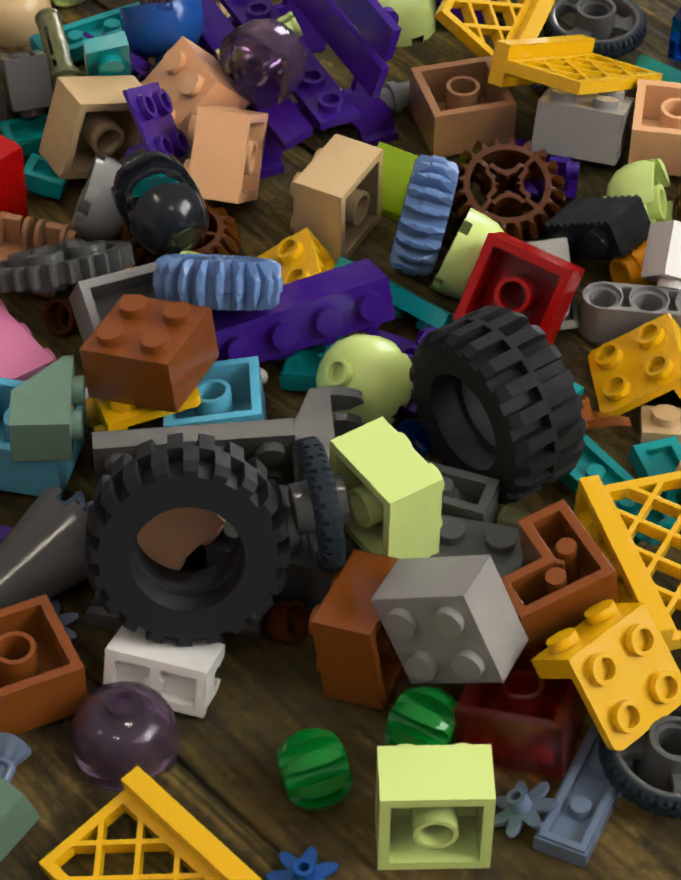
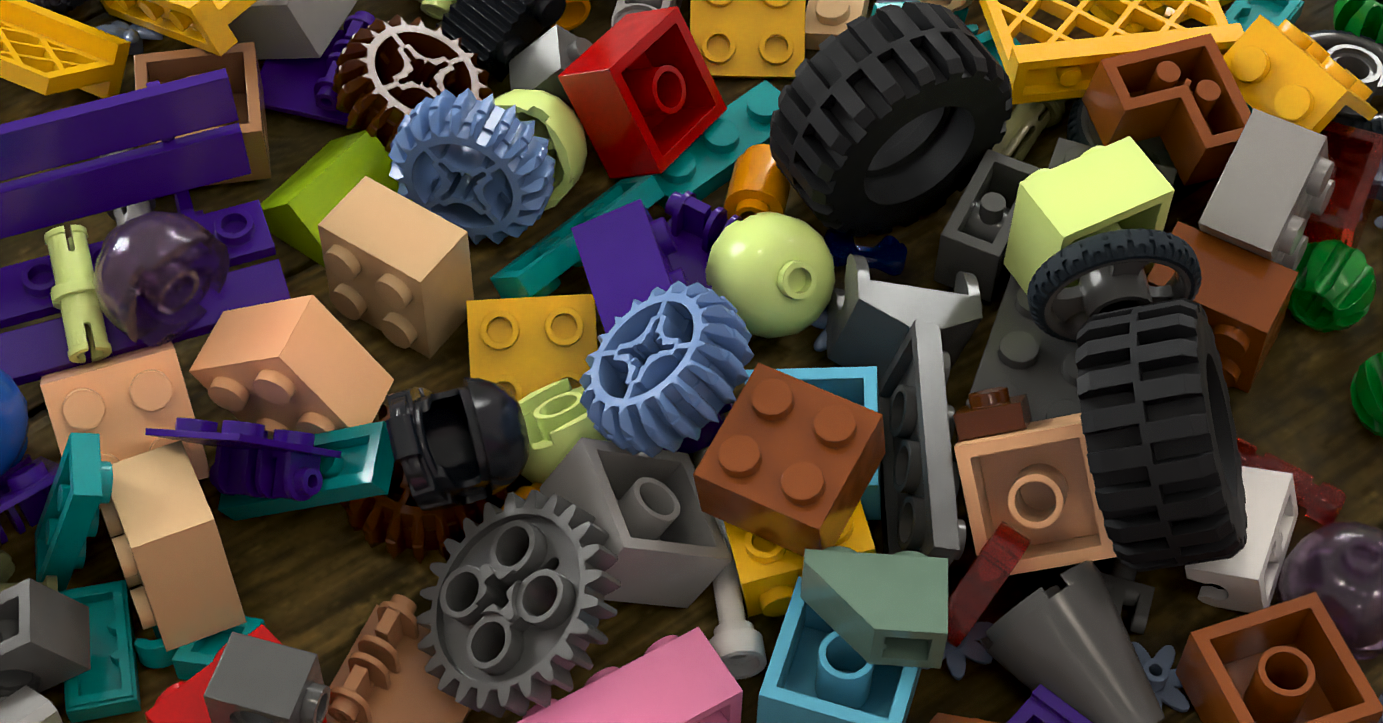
camera: 85 degrees left, 10 degrees up
(79, 481) = (983, 580): none -> clear red beam
(95, 211) = (322, 565): light grey cylinder -> none
(228, 703) = (1322, 501): none -> clear red axle

